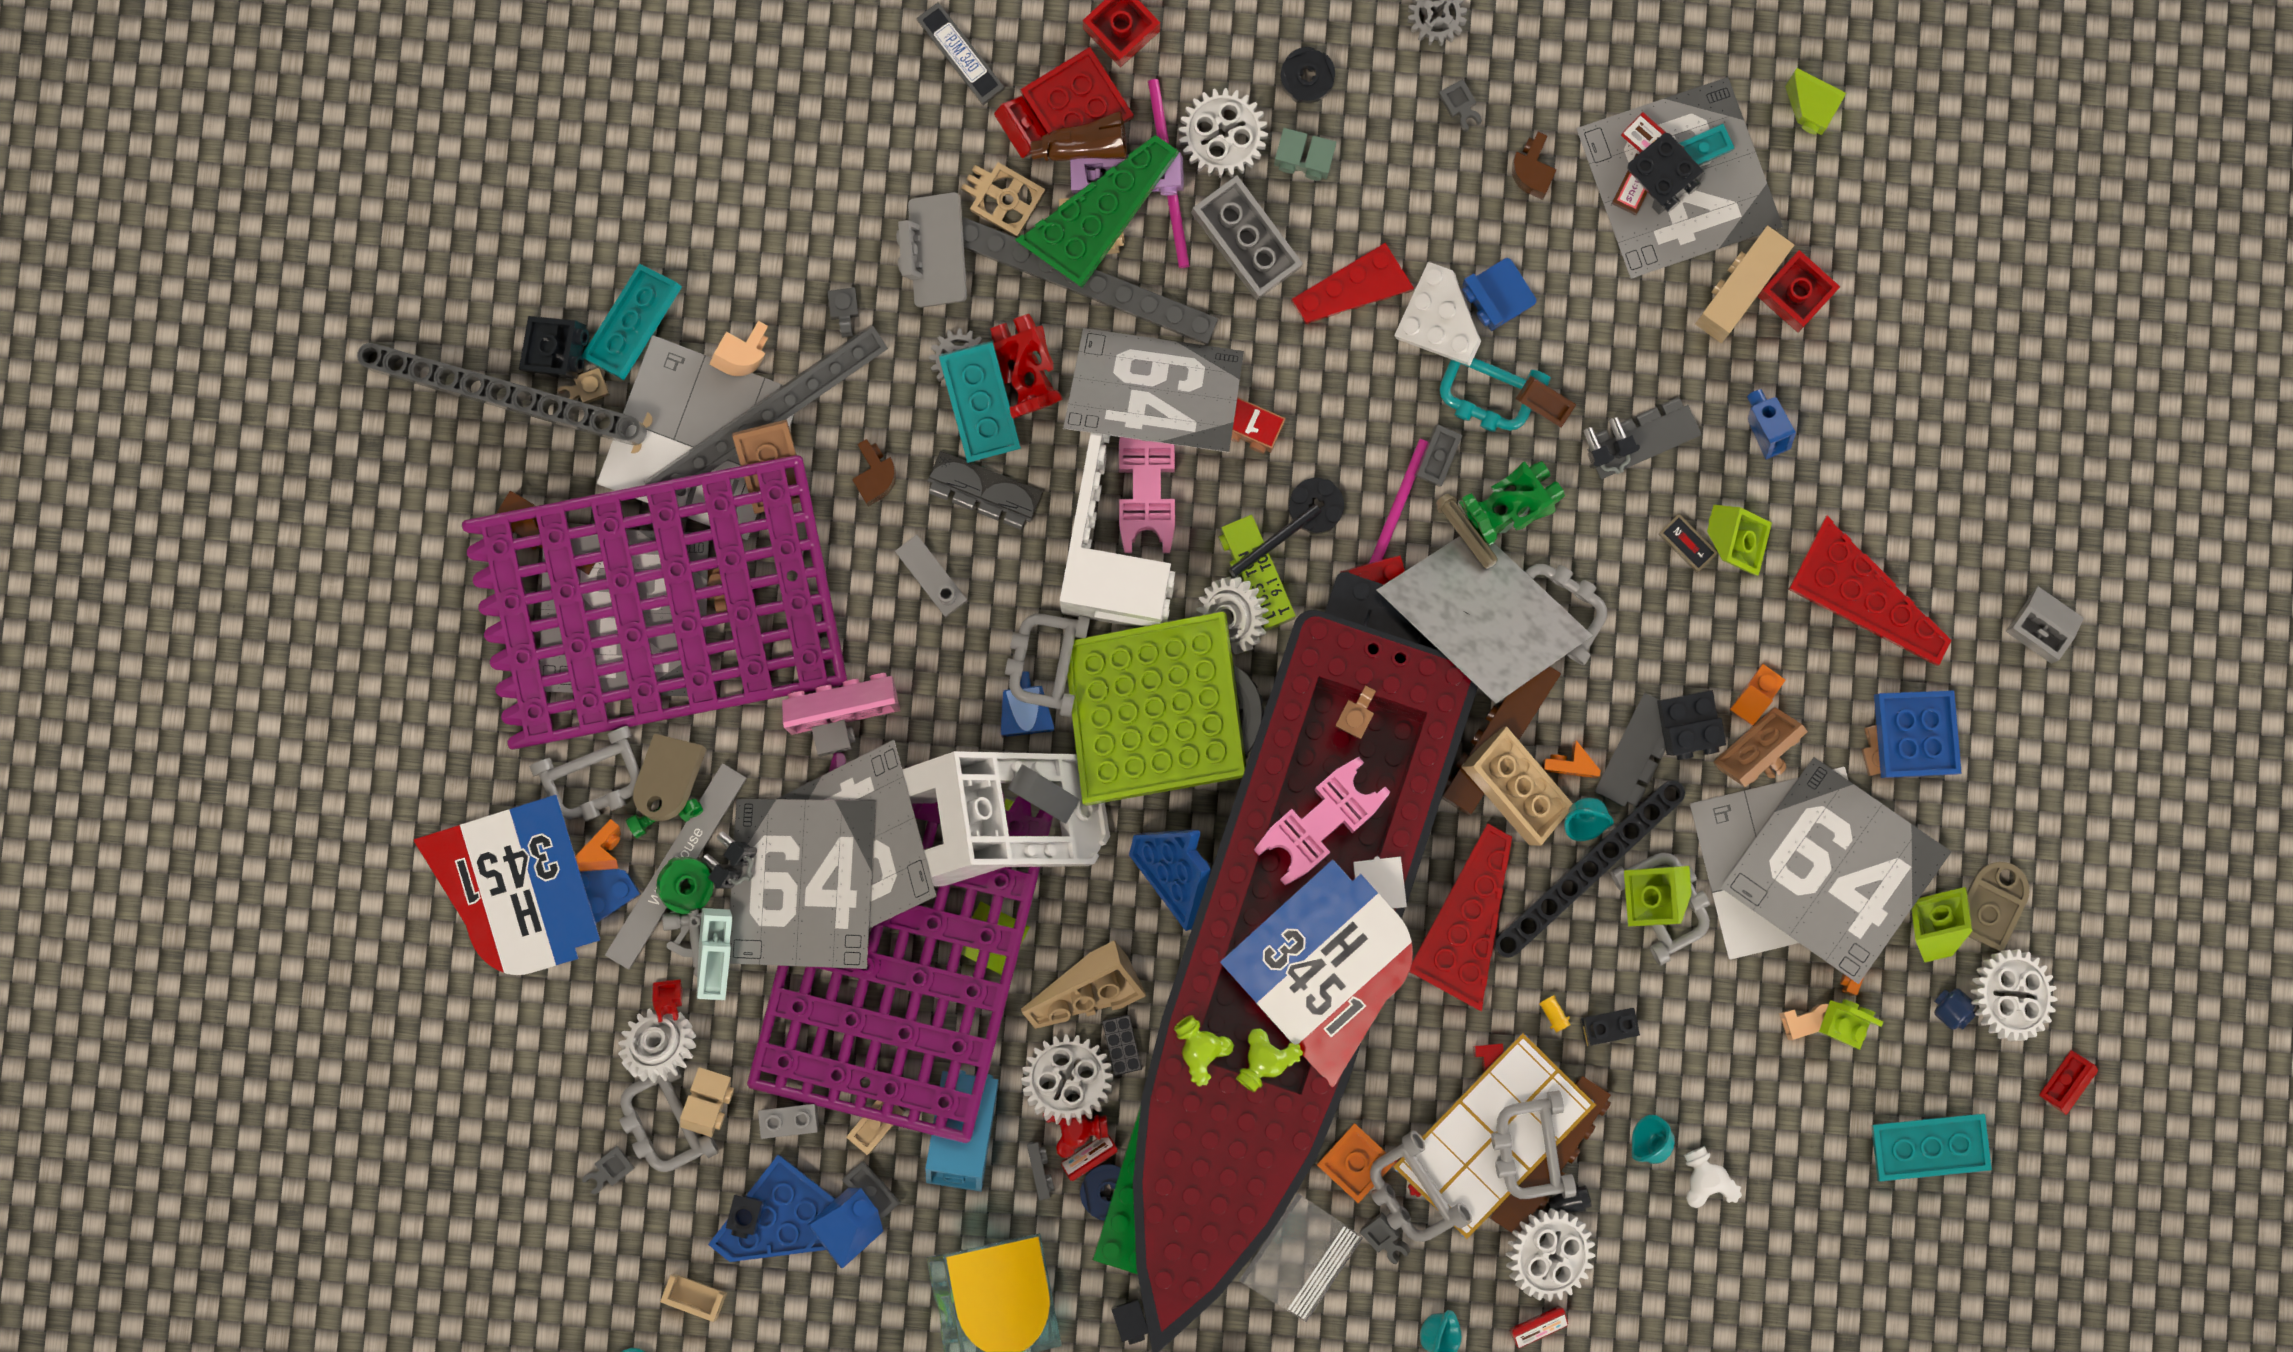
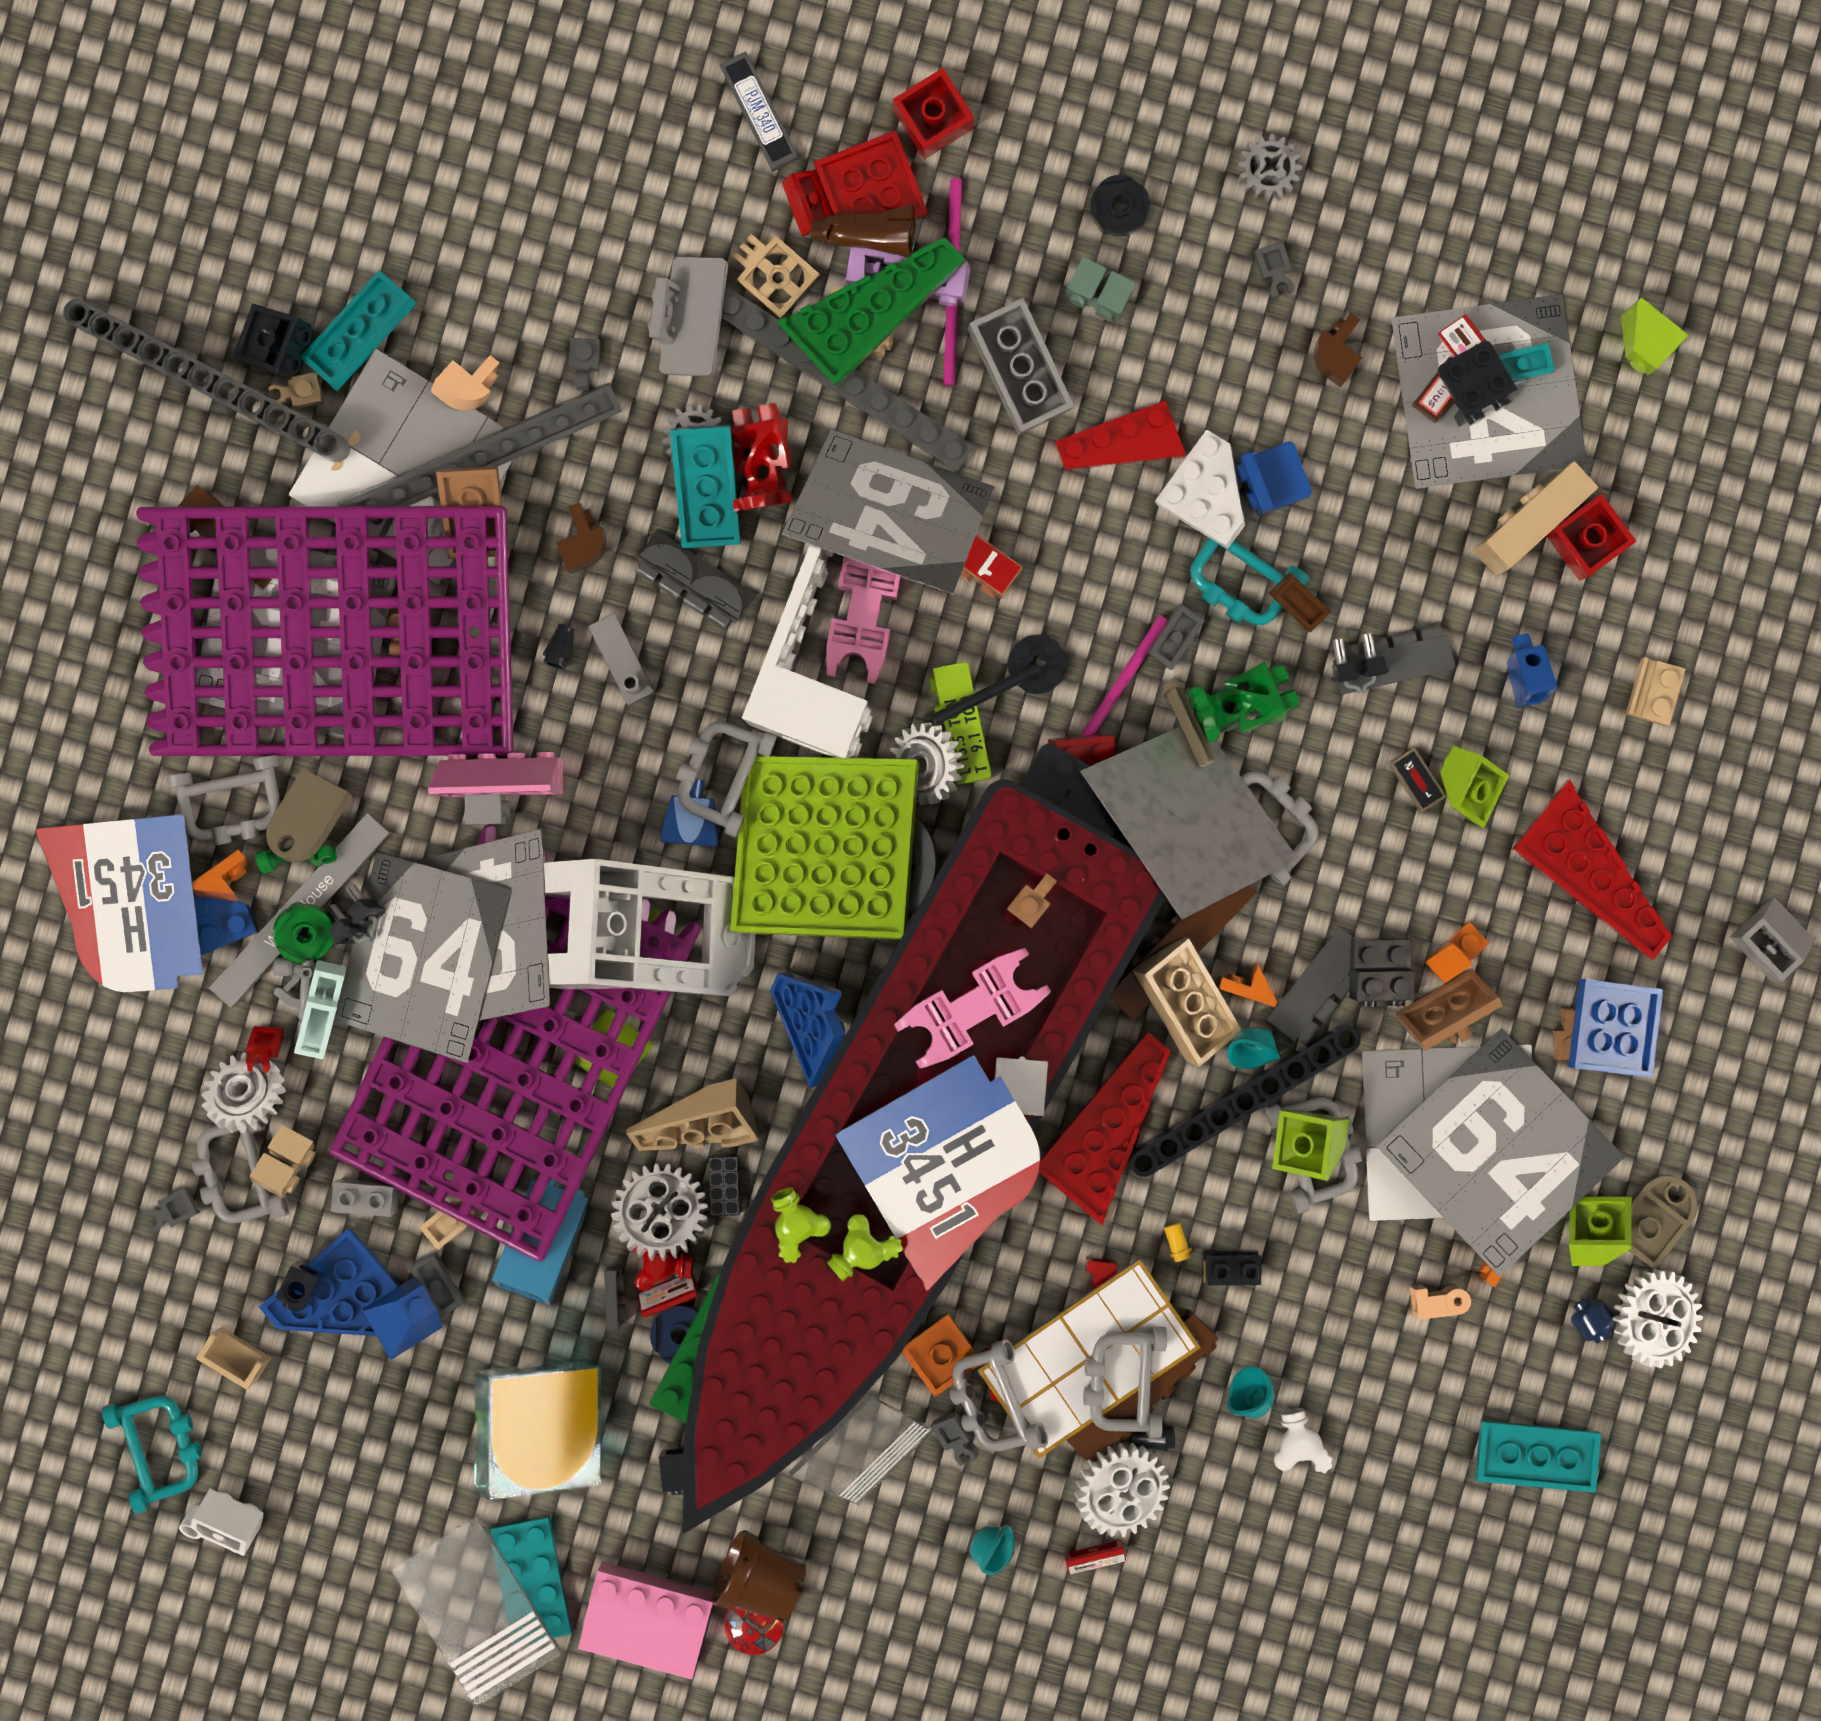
camera: 15 degrees right, 5 degrees up
(872, 575) = (559, 649): none -> black cone
(1043, 794) = (687, 916): dark grey beam -> none
(1211, 111) = (1010, 225): white gear -> none
(1847, 1023) = (1479, 1313): lime bracket -> none
(1889, 420) = (1655, 691): none -> tan plate
(2068, 1082) = (1693, 1416): red slope -> none

